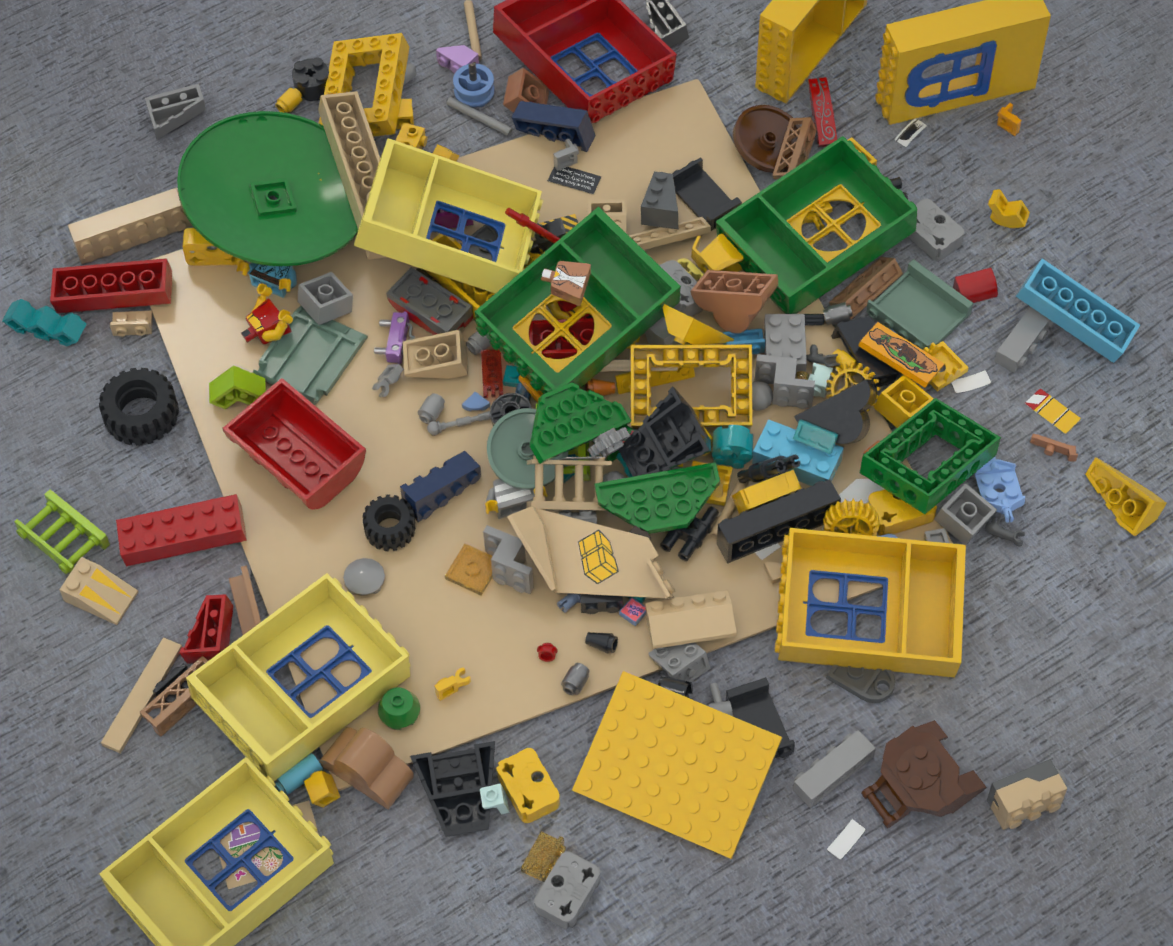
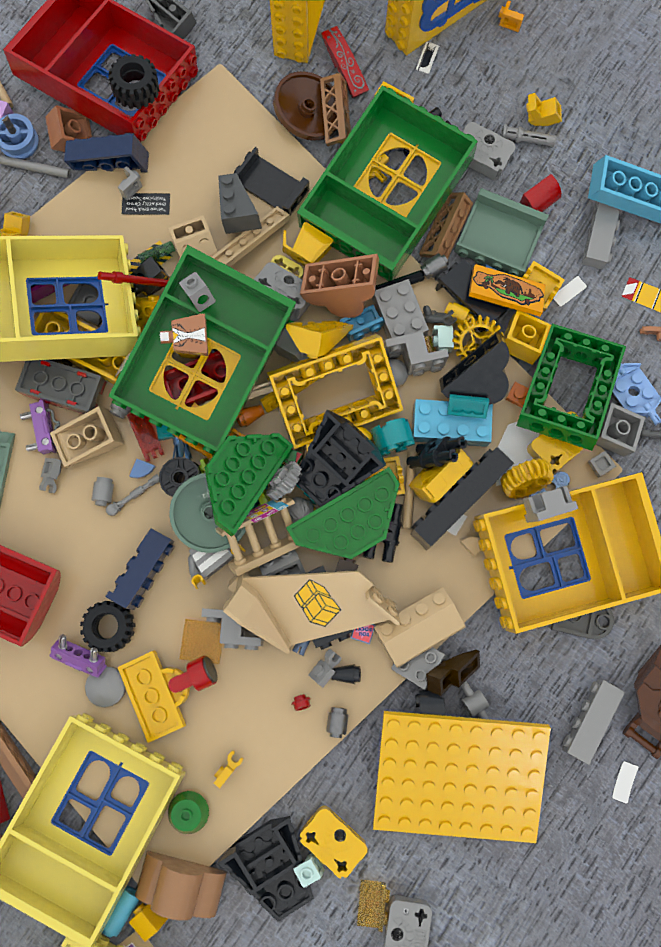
camera: 25 degrees left, 20 degrees up
(349, 539) = (78, 657): none -> medium lavender piece
(414, 594) = (160, 691): none -> yellow plate
(569, 221) = (157, 252): none -> clear green axle
(579, 629) = (324, 669): none -> light grey plate
(589, 242) = (194, 288): none -> light grey bracket
(605, 66) = (134, 69): none -> black tyre
(709, 672) = (452, 672): none -> dark brown slope
(755, 706) = (511, 695): black panel -> none
(855, 533) = (548, 504): none -> light grey panel
(975, 226) = (519, 135): none -> light grey pin

